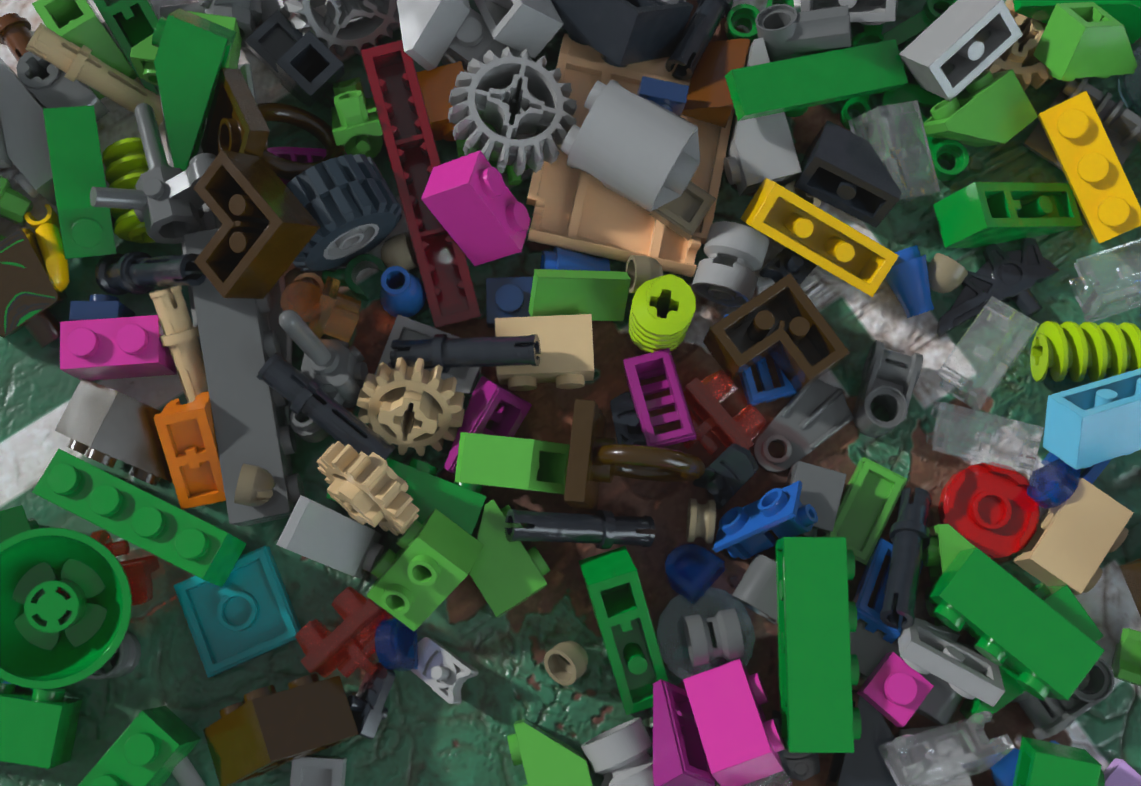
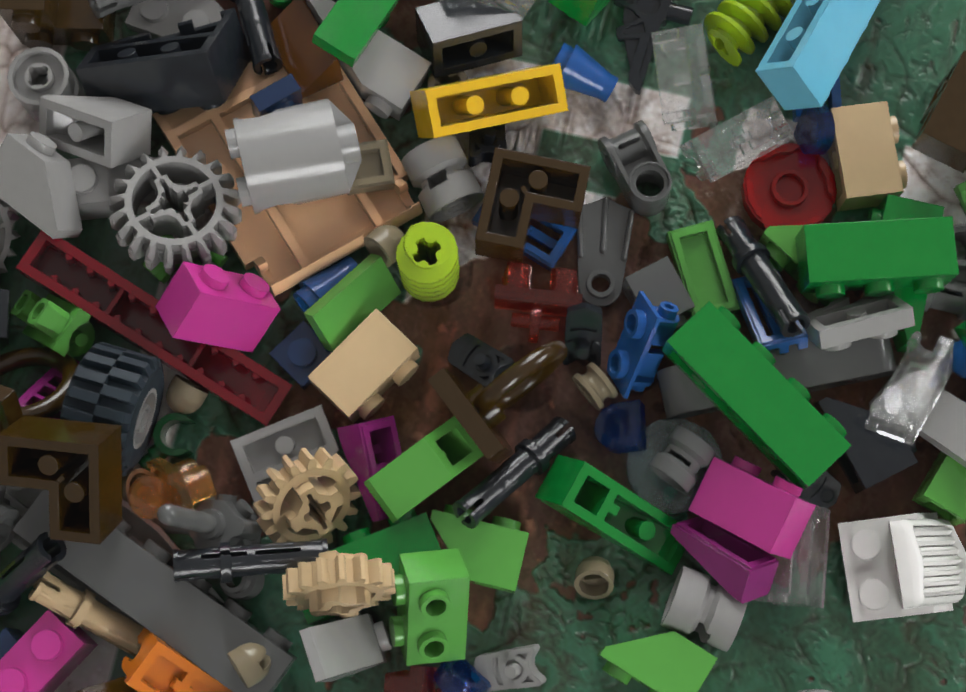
camera: 40 degrees left, 0 degrees up
(402, 301) = (223, 430): blue cone -> none
(436, 91) = (100, 243): orange brick -> none
(468, 351) = (311, 420): black pin -> none
(650, 366) = (453, 307): magenta slope -> none
(895, 689) = (839, 376): dark pink plate -> none
(945, 273) = (602, 45): dark tan hinge -> none

